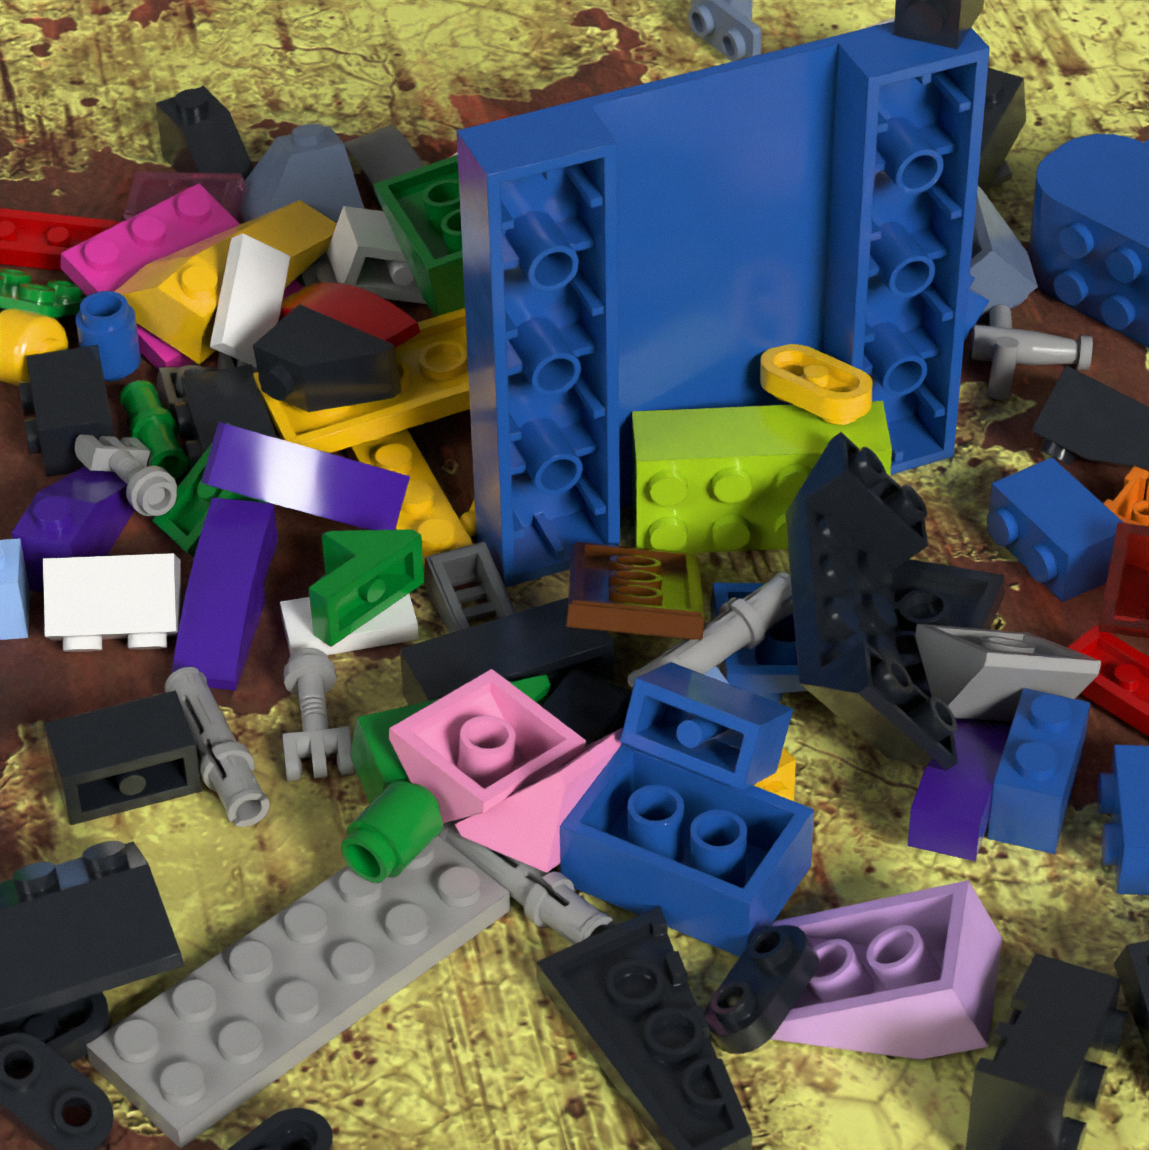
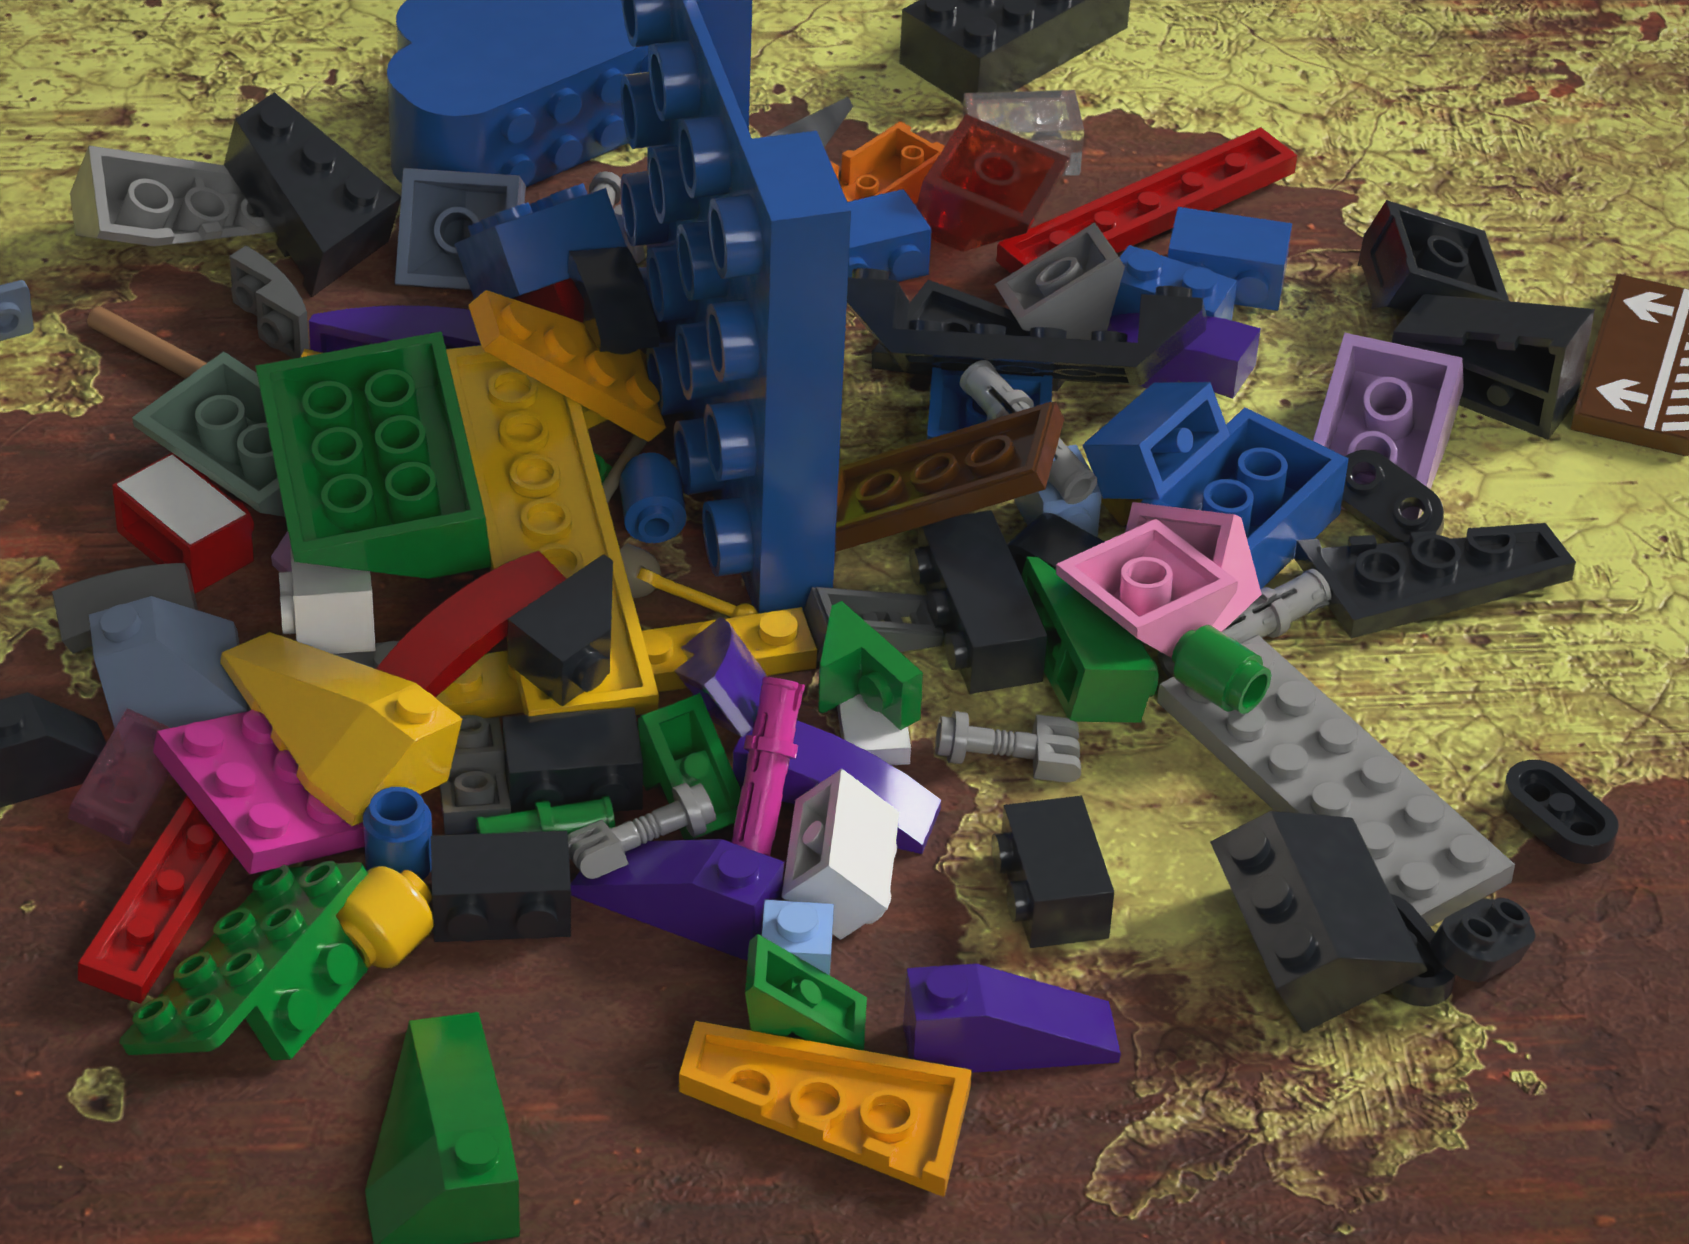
camera: 85 degrees left, 0 degrees up
(194, 508) = (767, 764): none -> dark pink pin
(224, 762) = (1112, 797): light grey pin -> none
(249, 297) = (441, 682): white tile -> none

